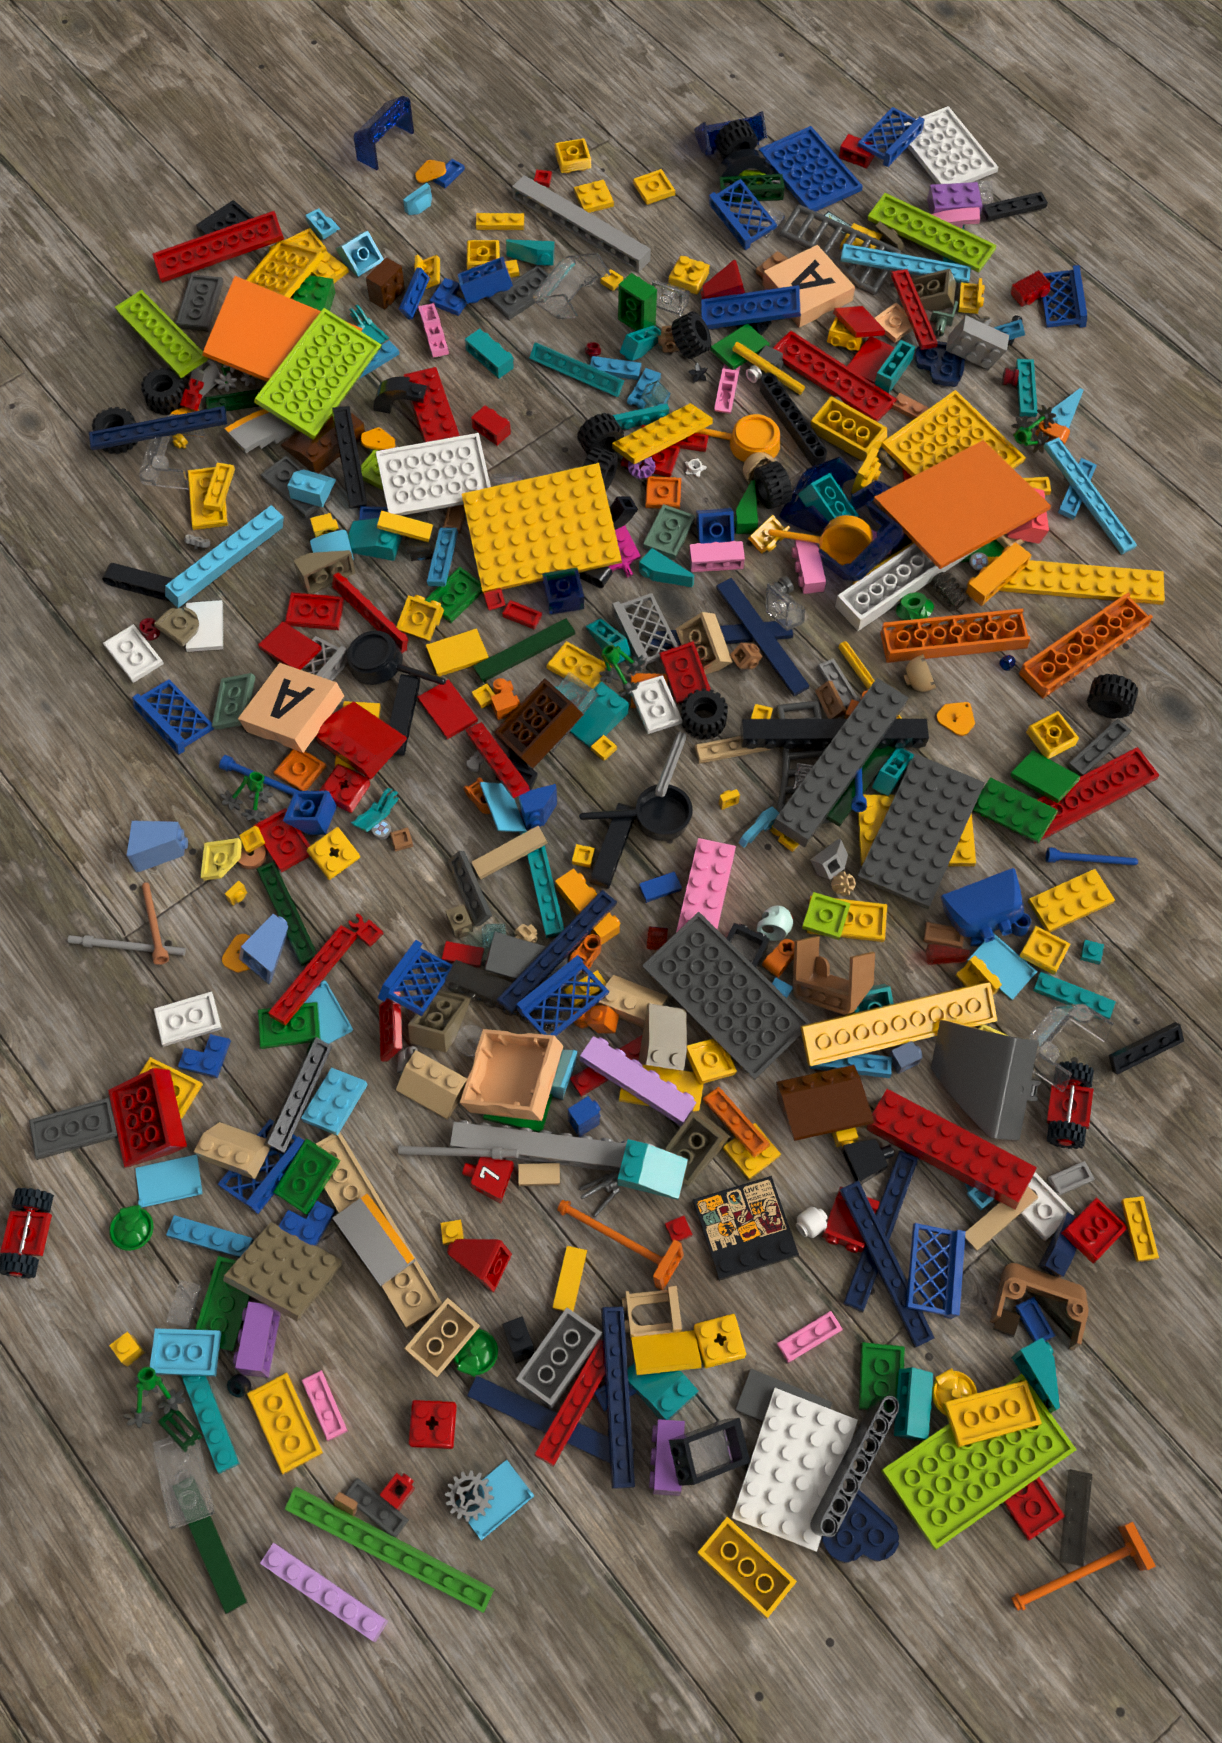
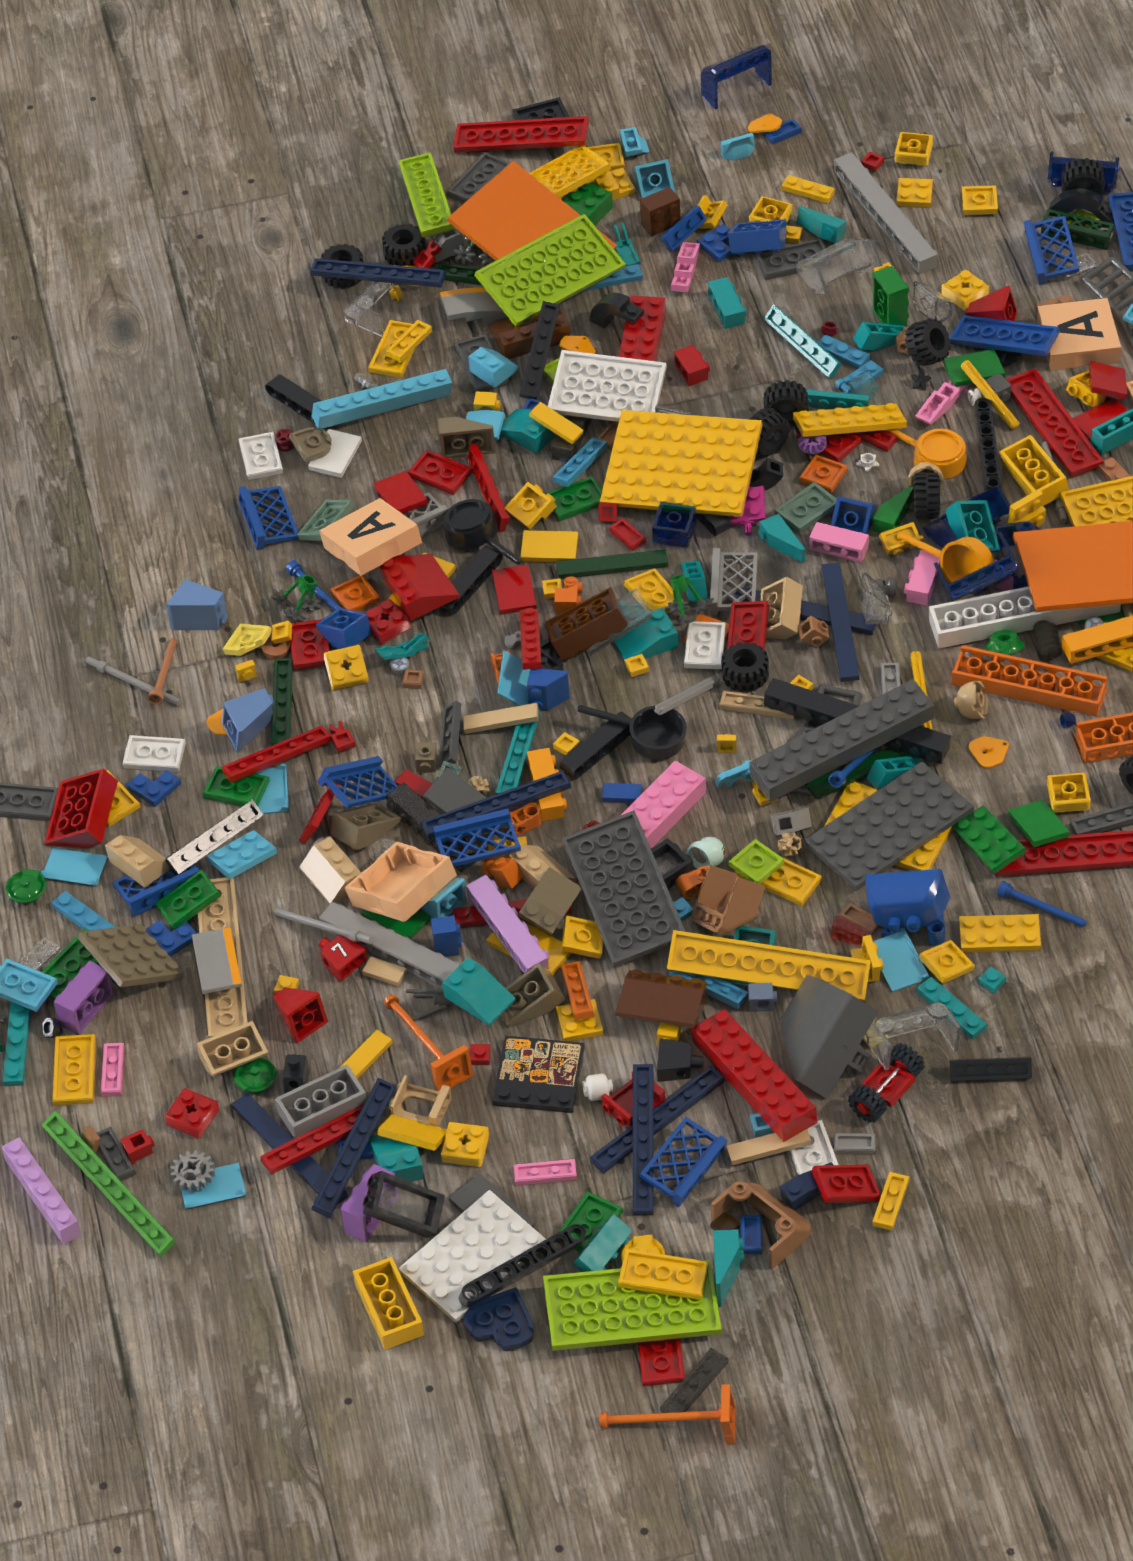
camera: 30 degrees right, 15 degrees down
(830, 700) = (873, 689): medium nougat plate -> none

